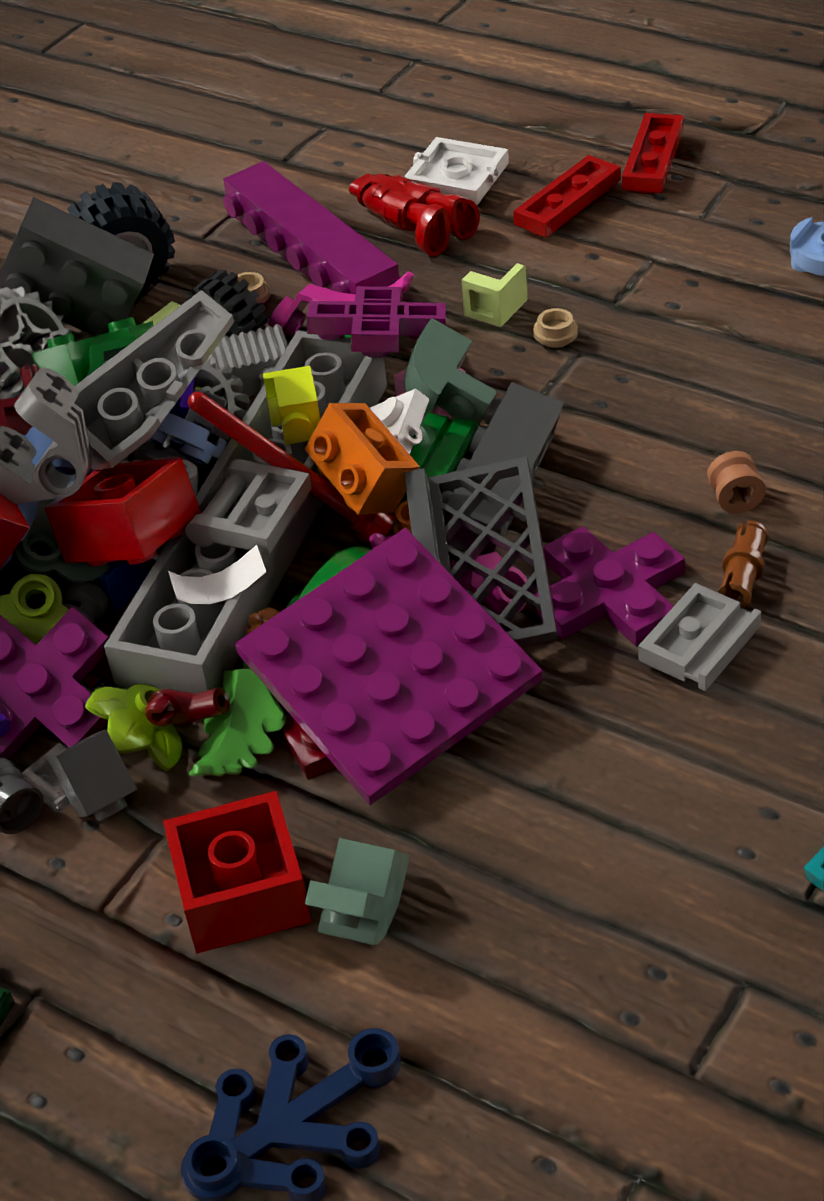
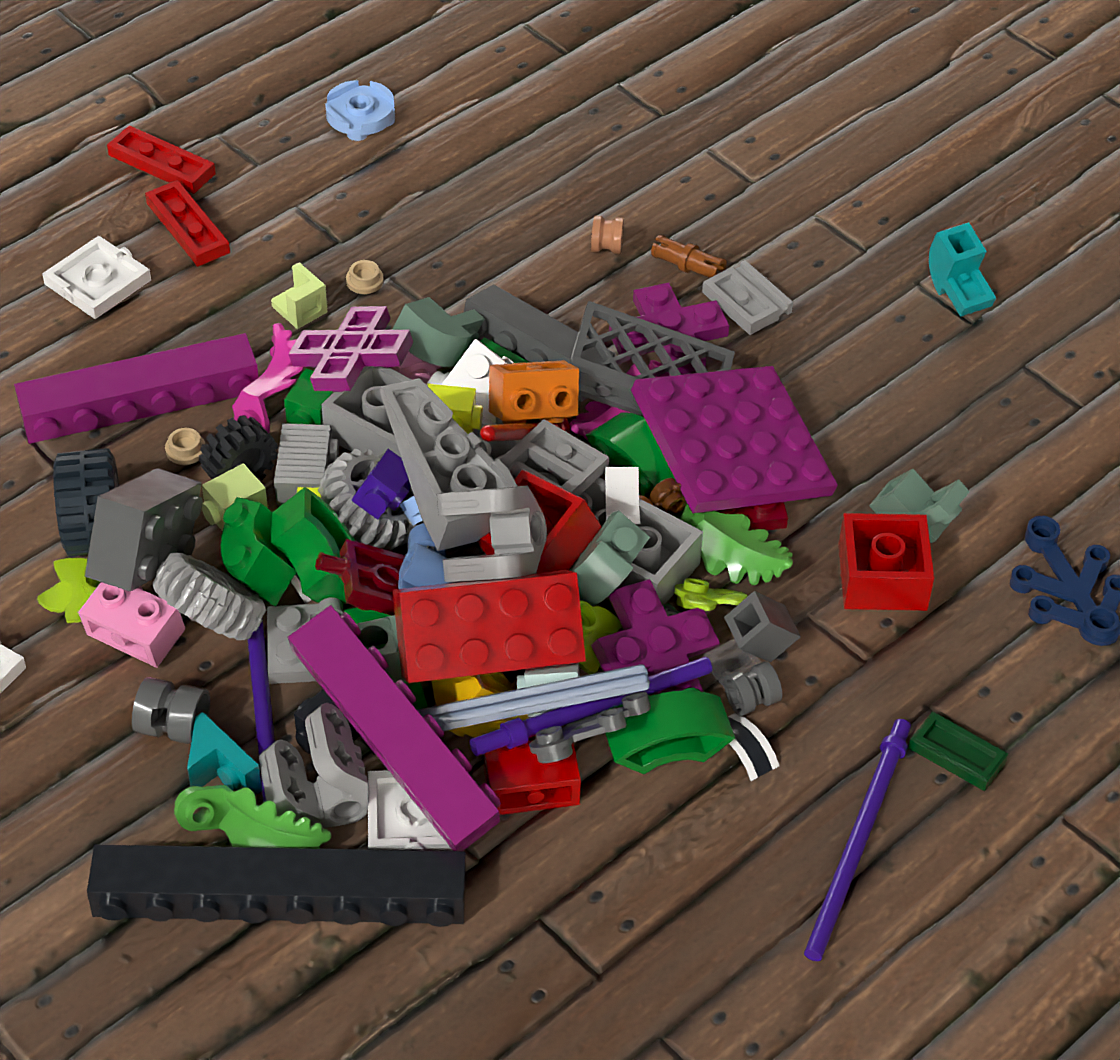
camera: 80 degrees left, 5 degrees up
(117, 584) = (608, 558): none -> sand green brick
(185, 707) = (714, 567): dark red arm -> none
(418, 208) = (136, 315): red piece -> none

